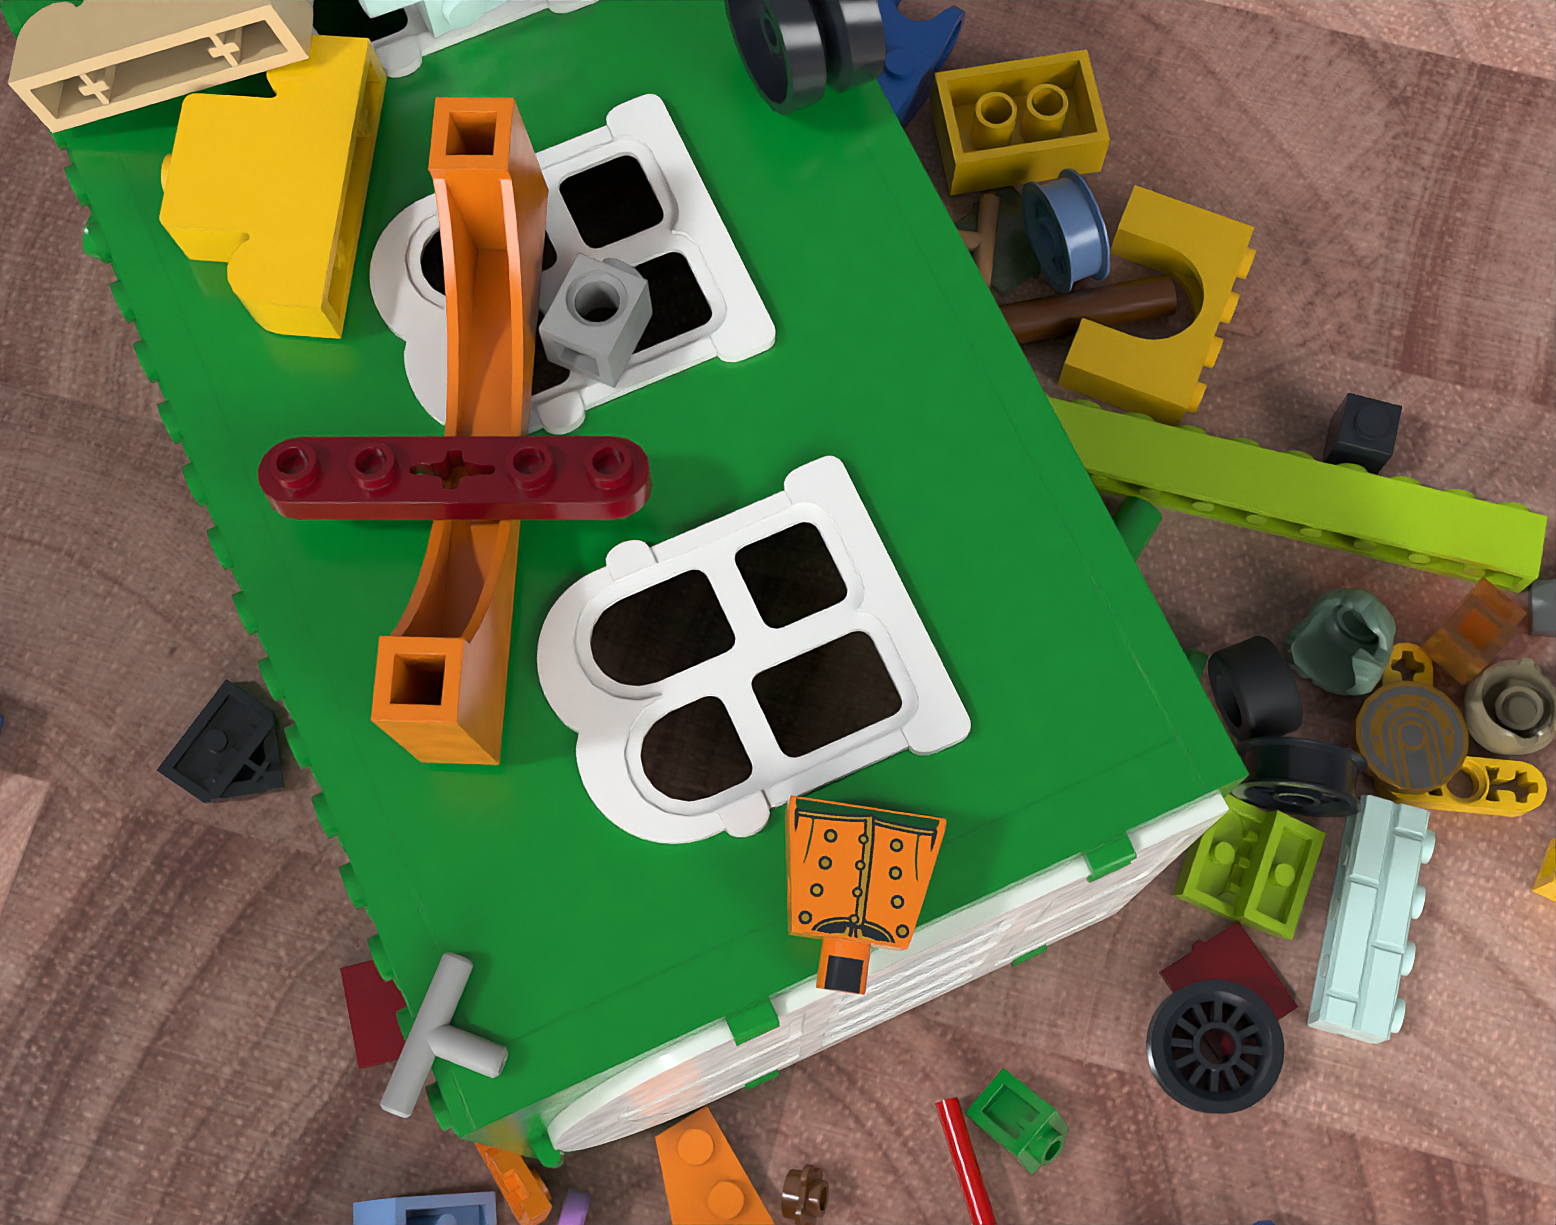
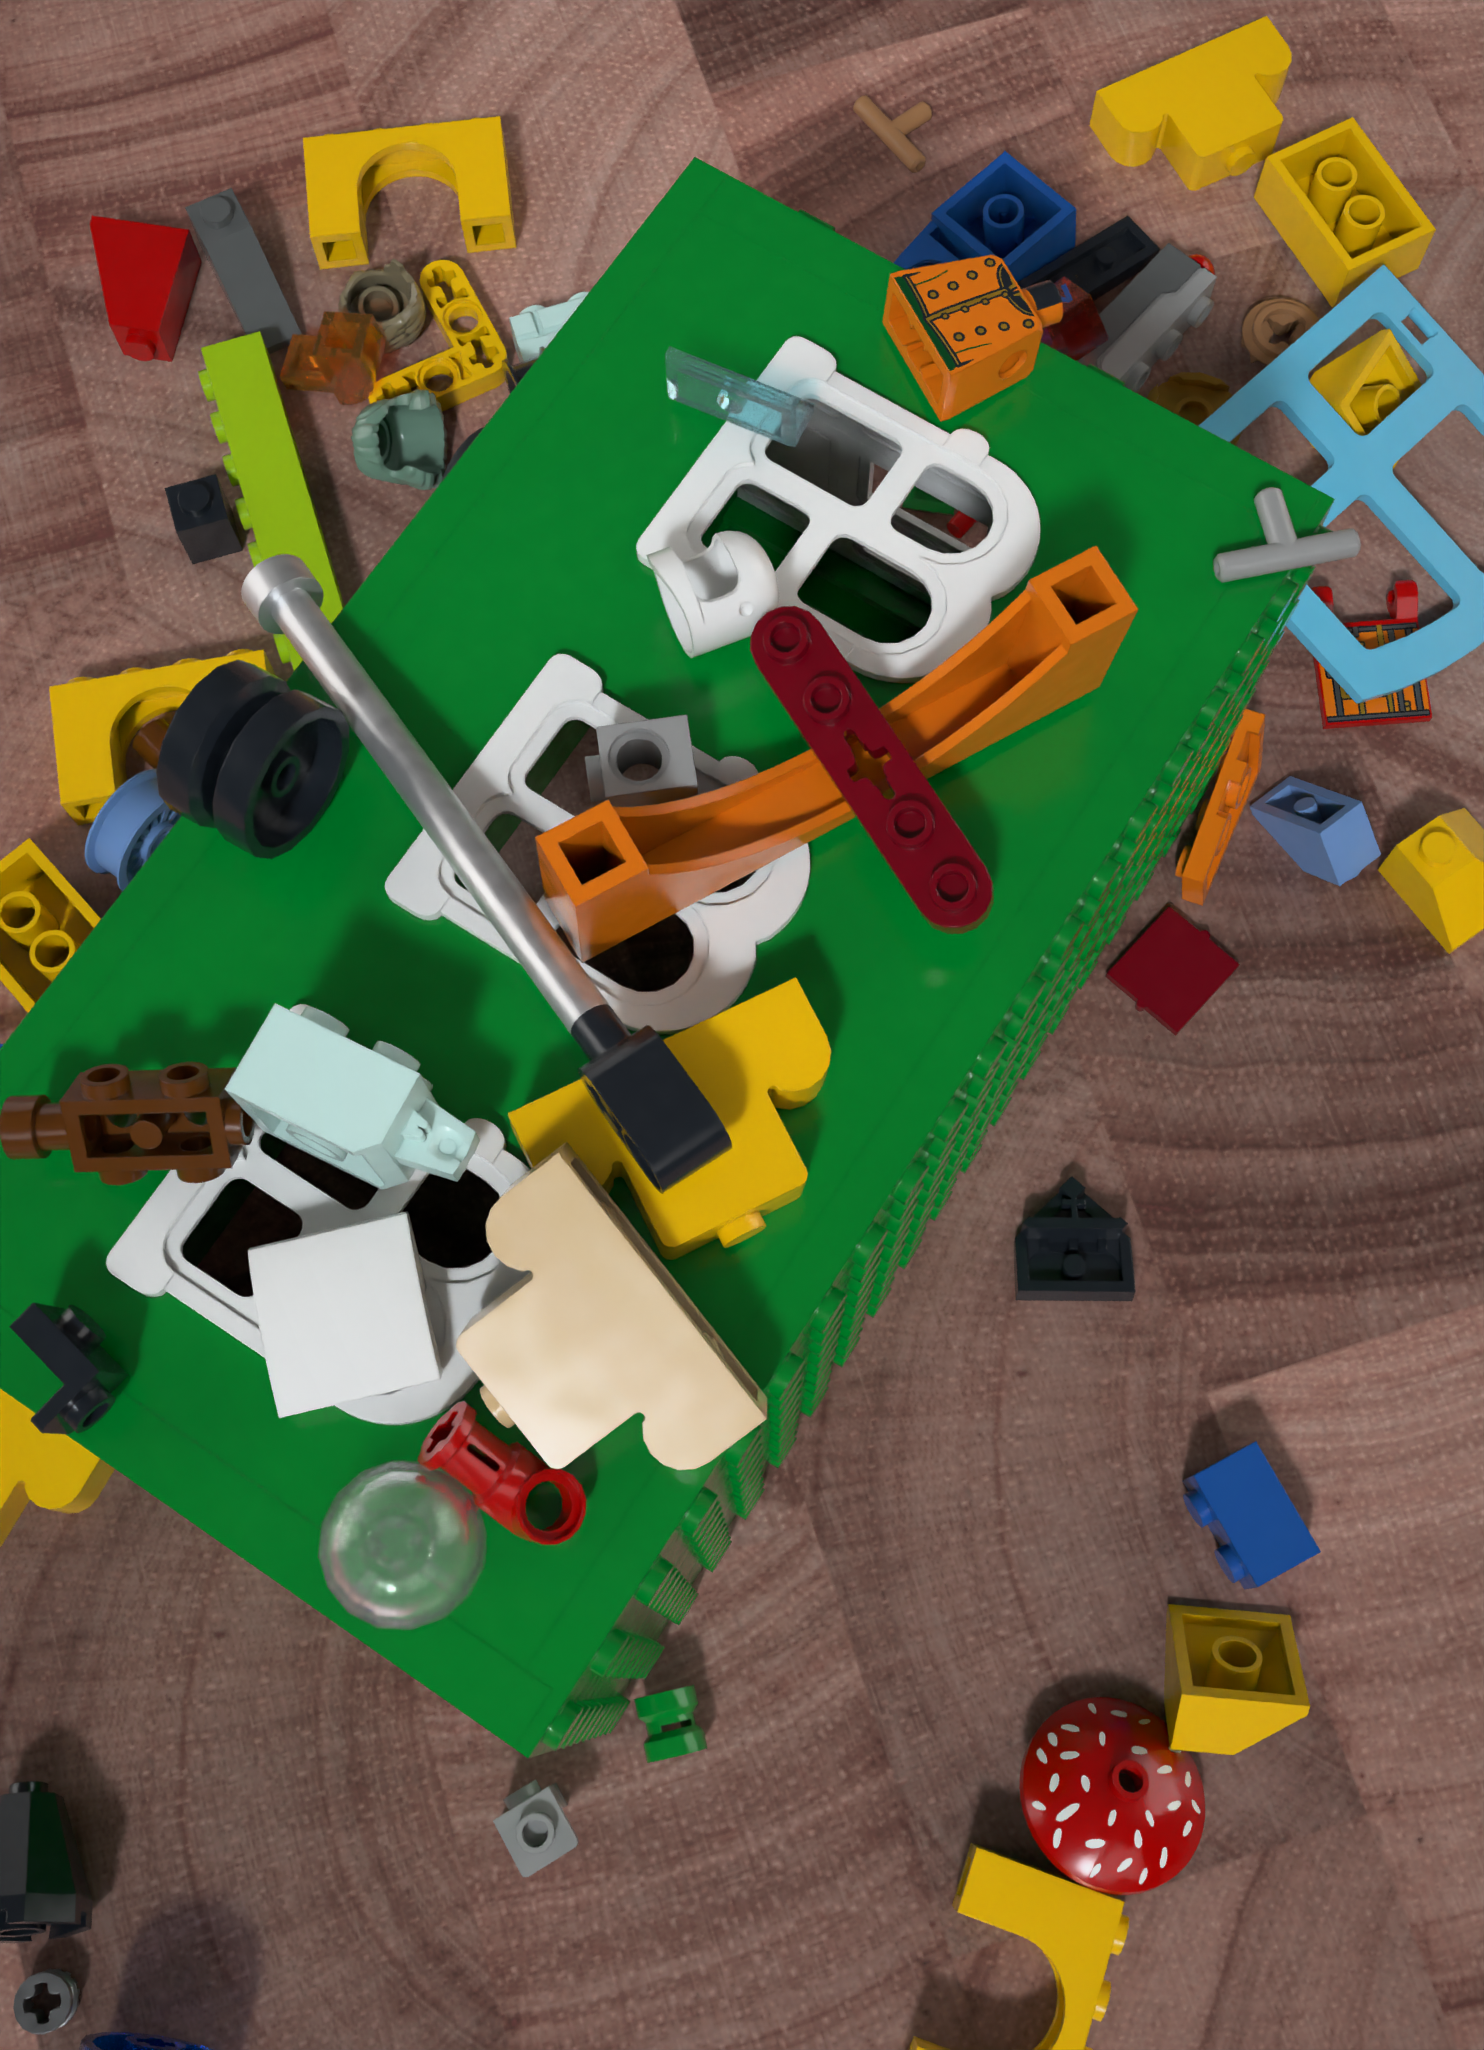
camera: 120 degrees left, 0 degrees up
(307, 119) = (628, 1076): none -> flat silver piece
(718, 478) = (716, 593): none -> white helmet
(928, 626) = (736, 398): none -> clear light blue slope
(1410, 737) = (455, 360): tile -> none

